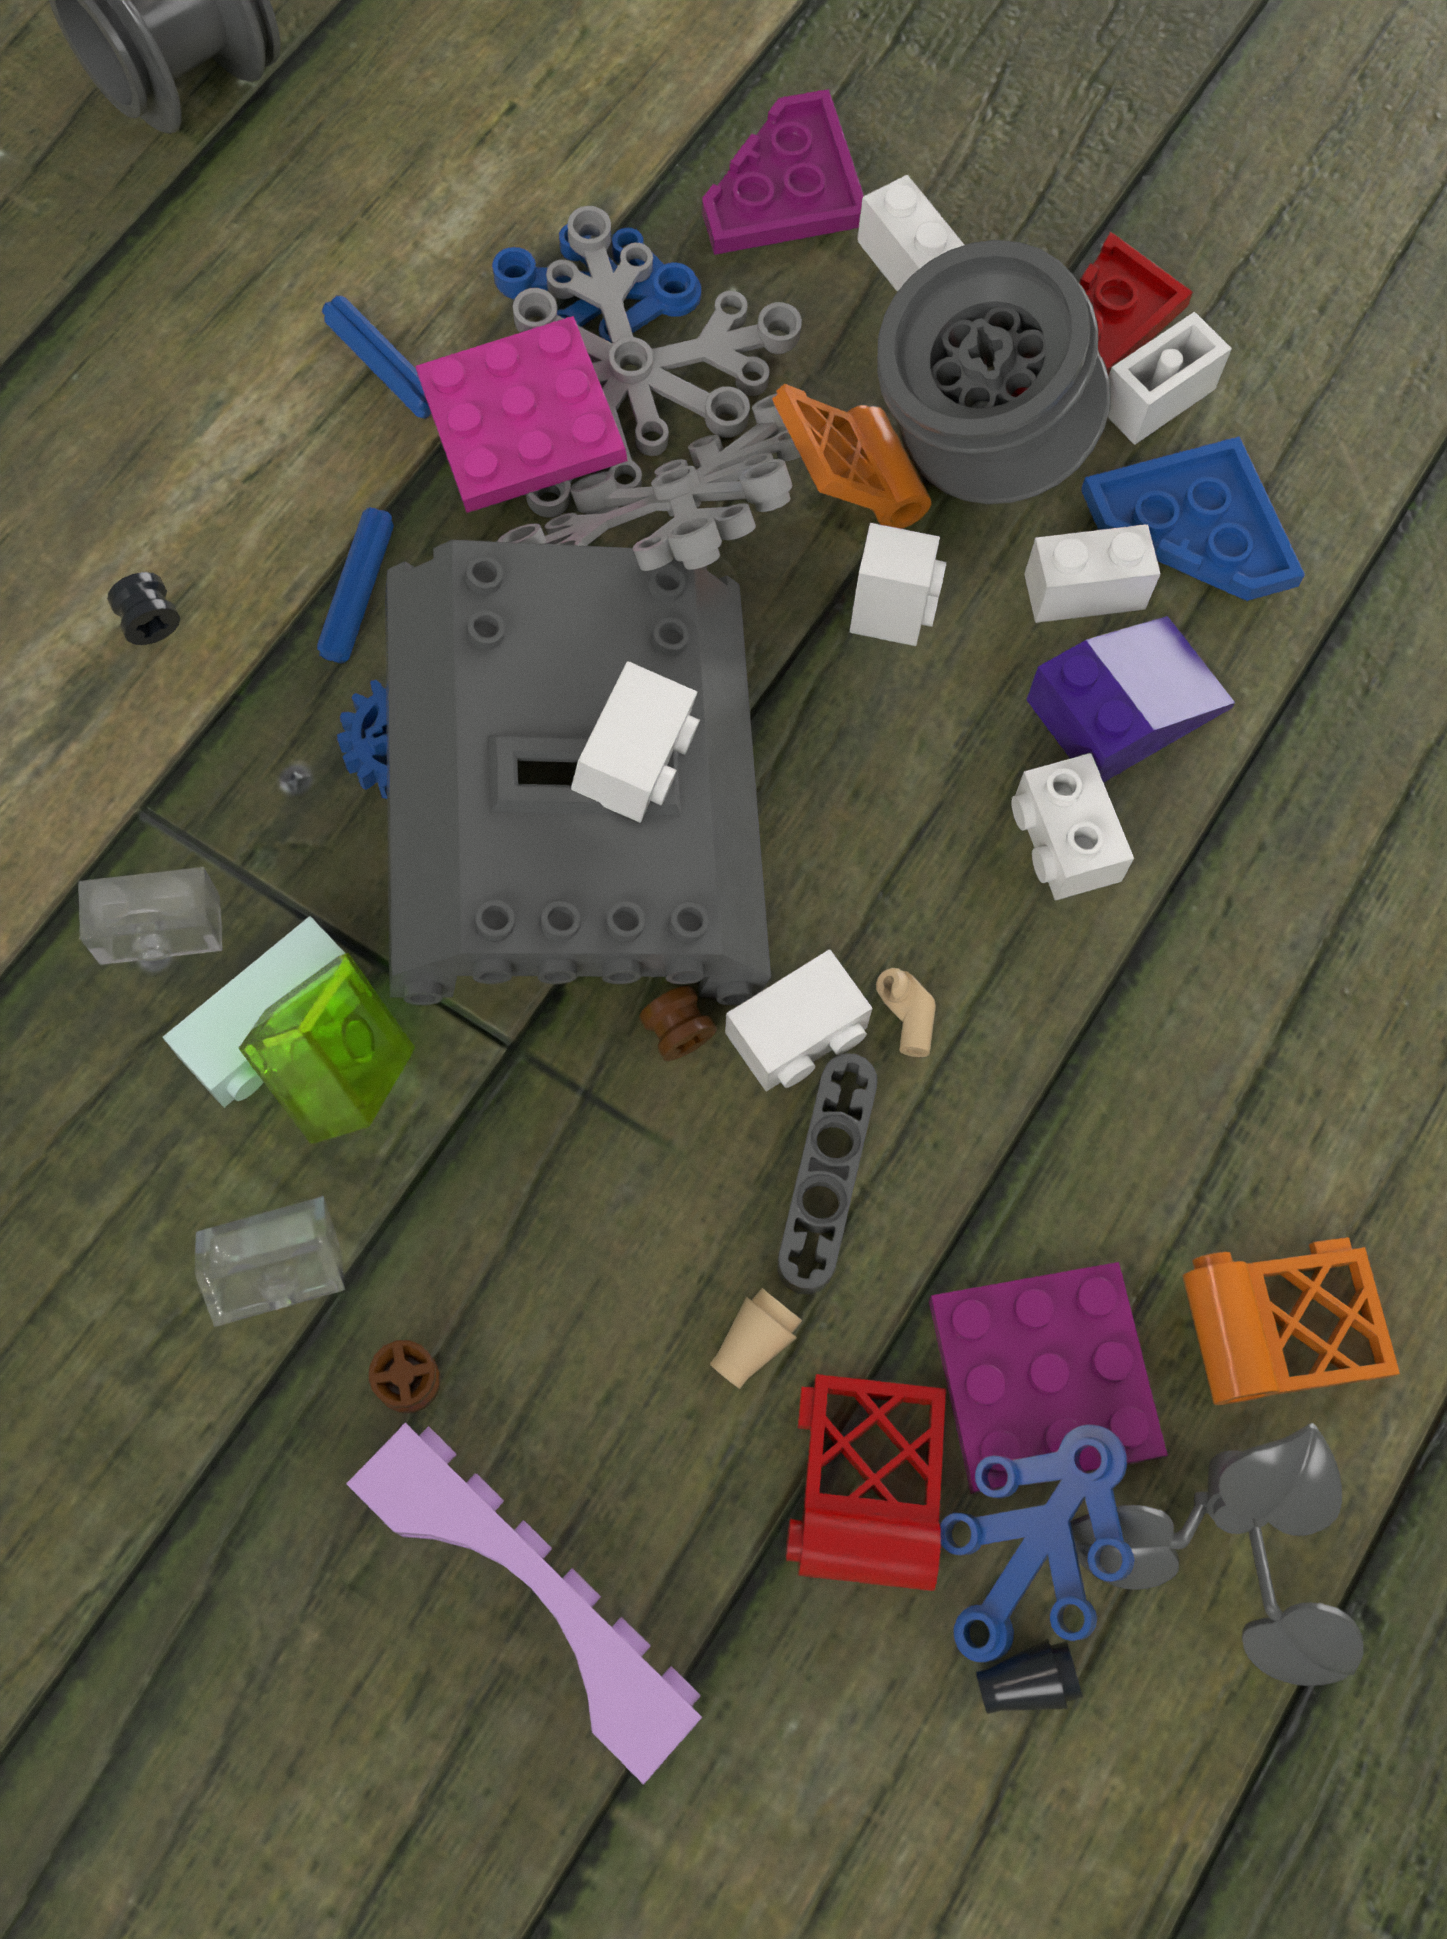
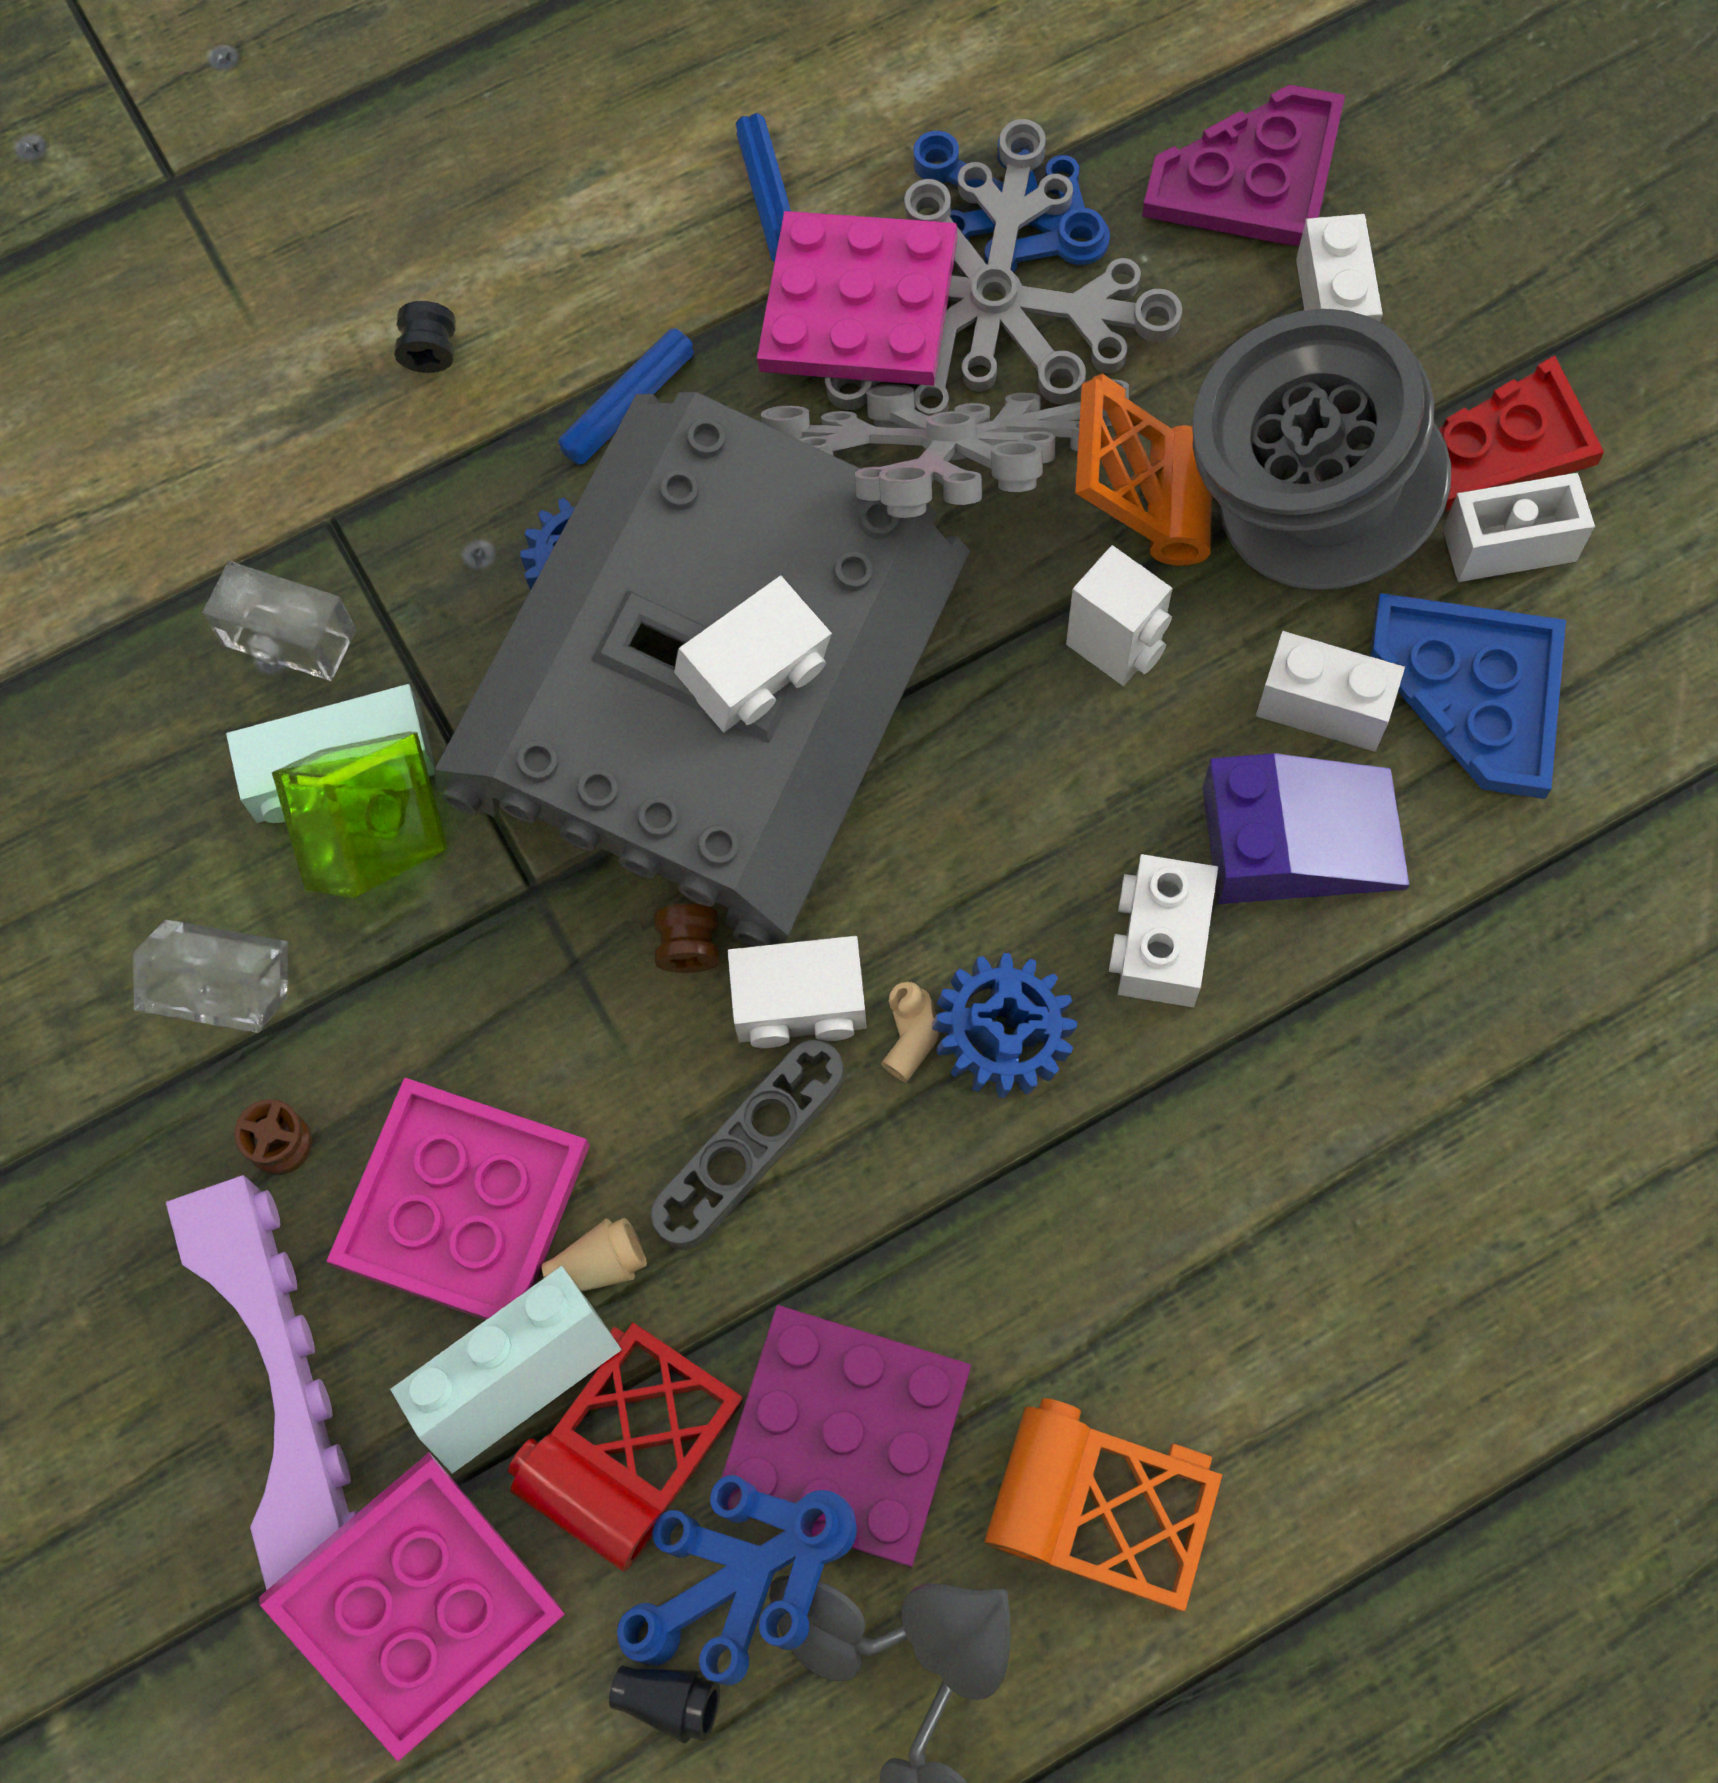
camera: 35 degrees right, 0 degrees up
(607, 1350) = (458, 1201): none -> dark pink plate
(737, 1470) = (505, 1370): none -> light aqua brick
(775, 1721) = (411, 1606): none -> dark pink plate
(984, 990) = (1006, 999): none -> blue gear

